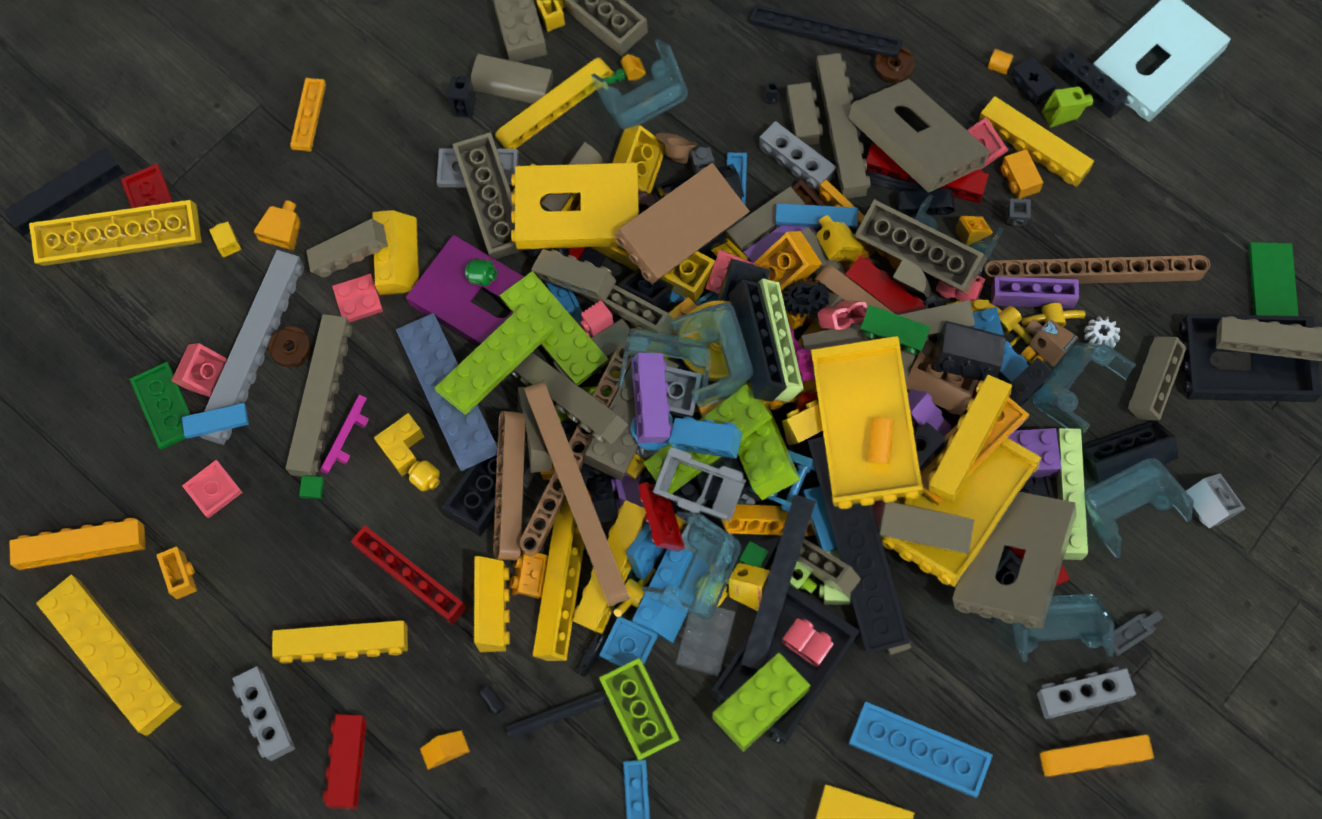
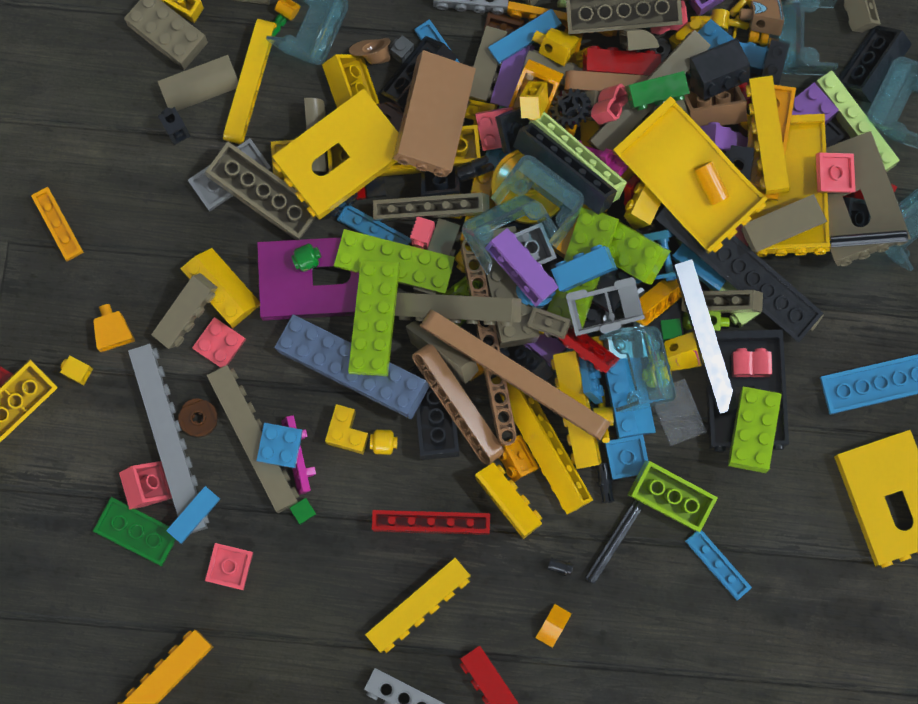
camera: 40 degrees left, 10 degrees up
(177, 572) = (257, 645): light orange brick -> none
(333, 414) = (279, 445): none -> dark azure plate
(573, 274) = (380, 210): dark tan brick -> none
(638, 465) = (549, 323): none -> dark tan panel
(682, 295) = (474, 168): none -> black hinge
(774, 264) = (534, 100): none -> yellow brick
(999, 598) = (869, 238): none -> black axle
(1011, 516) = (835, 172): none -> coral plate

